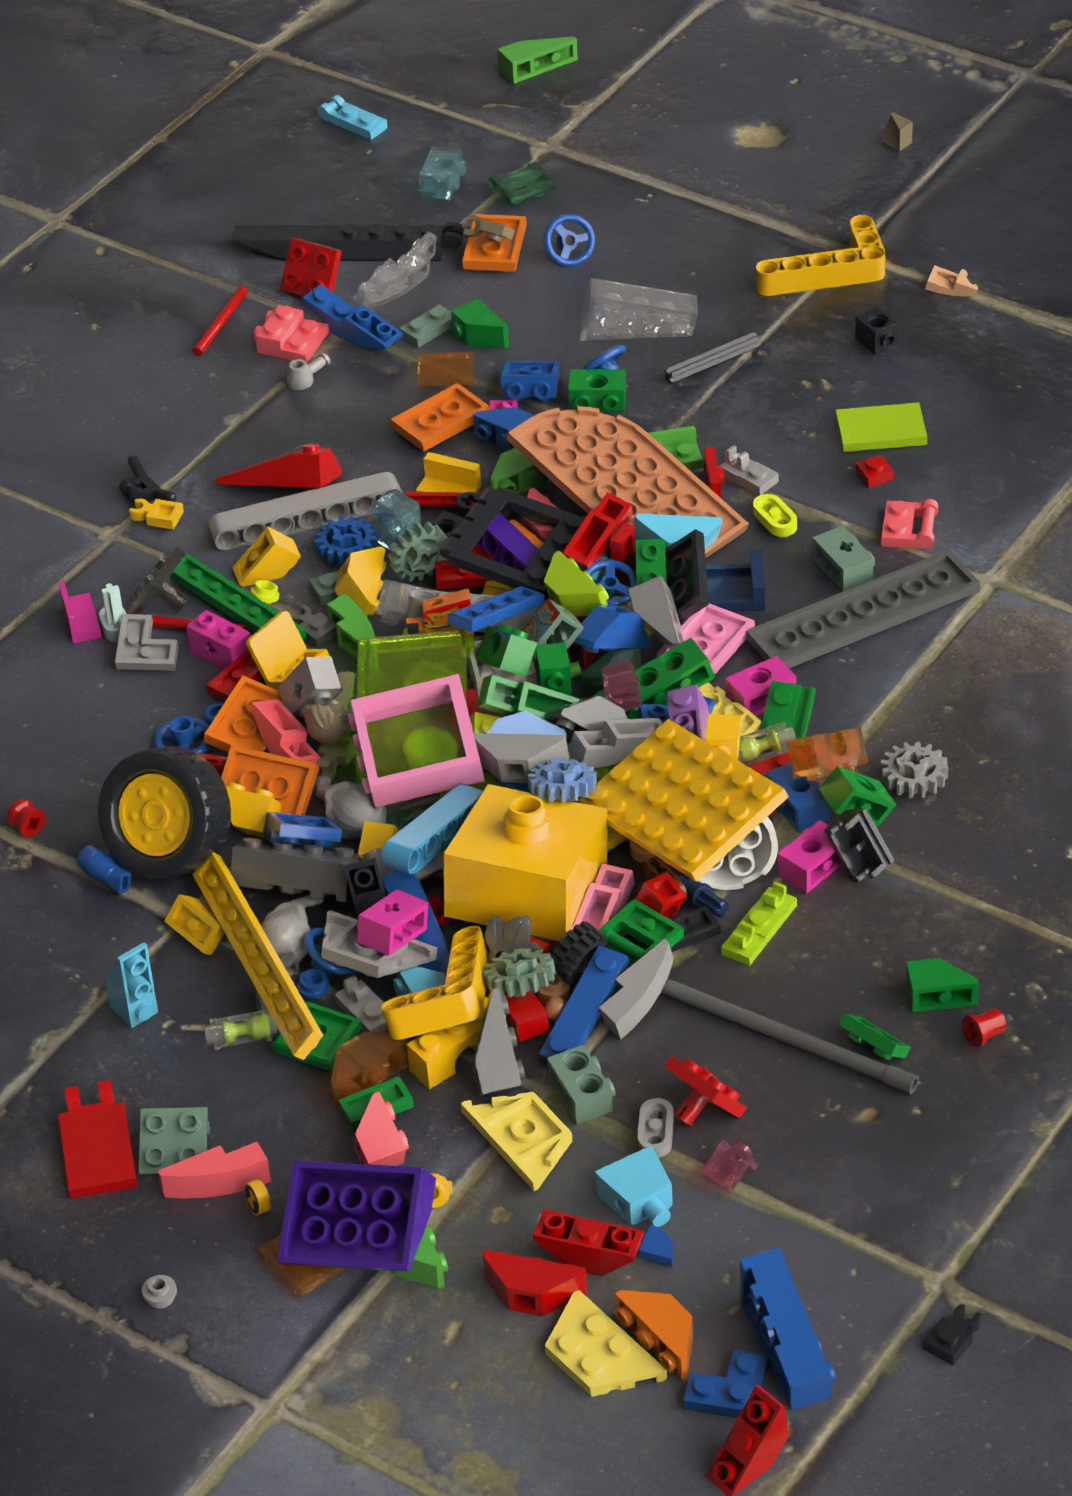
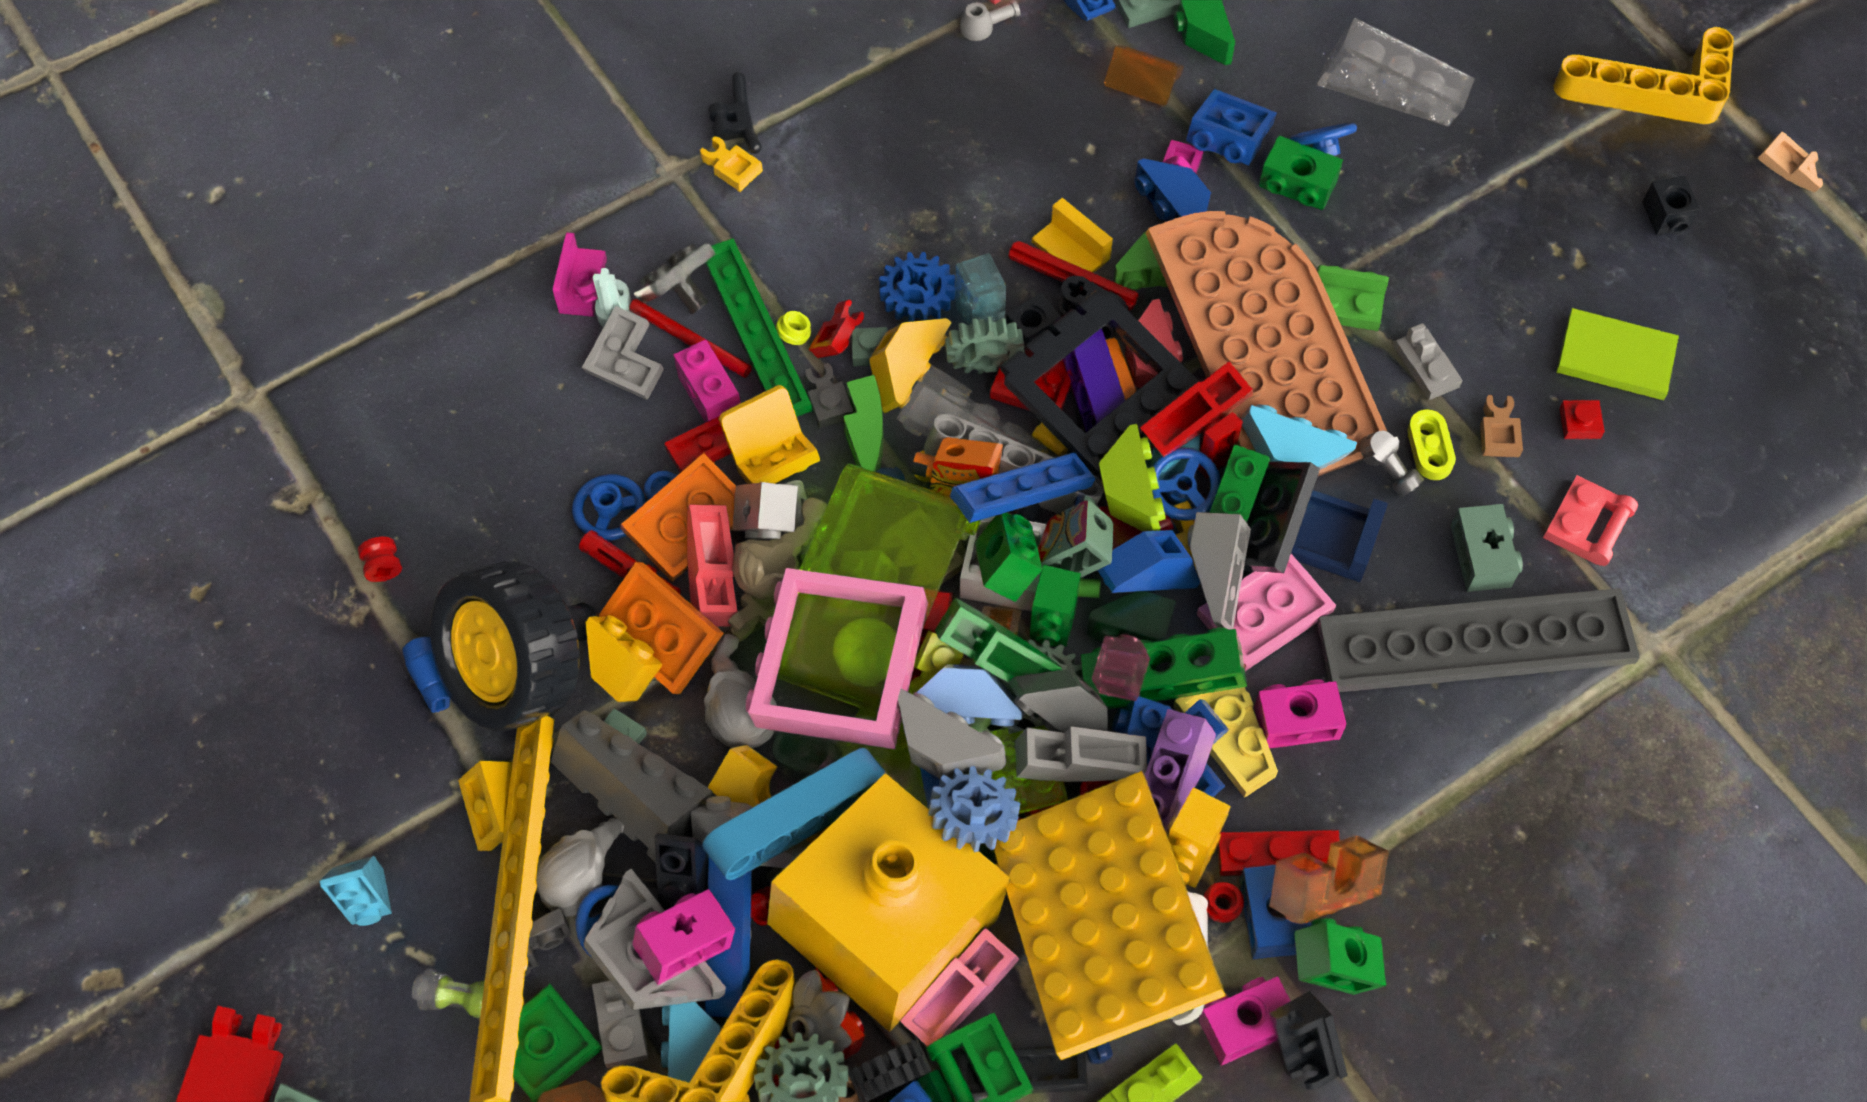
camera: 20 degrees right, 20 degrees up
(92, 610) = (584, 285): none -> dark pink plate
(266, 558) = (817, 280): yellow slope -> none
(299, 468) = (898, 164): red wedge -> none
(300, 585) = (835, 334): none -> red plate
(301, 510) = (893, 225): light grey beam -> none
(301, 829) = (659, 724): blue plate -> none
(313, 984) = (573, 960): blue plate -> none
(438, 417) = (1103, 144): orange plate -> none
(662, 895) = (1023, 1019): red brick -> none
(712, 357) = (1458, 171): axle -> none
(713, 474) = (1383, 354): red plate -> none
(740, 524) = (1381, 449): none -> flat silver leg
(775, 740) = (1284, 813): clear piece -> none
(789, 704) = (1312, 776): green plate -> none
(820, 494) = (1499, 433): none -> medium nougat plate
(914, 769) = (1449, 921): light grey gear -> none

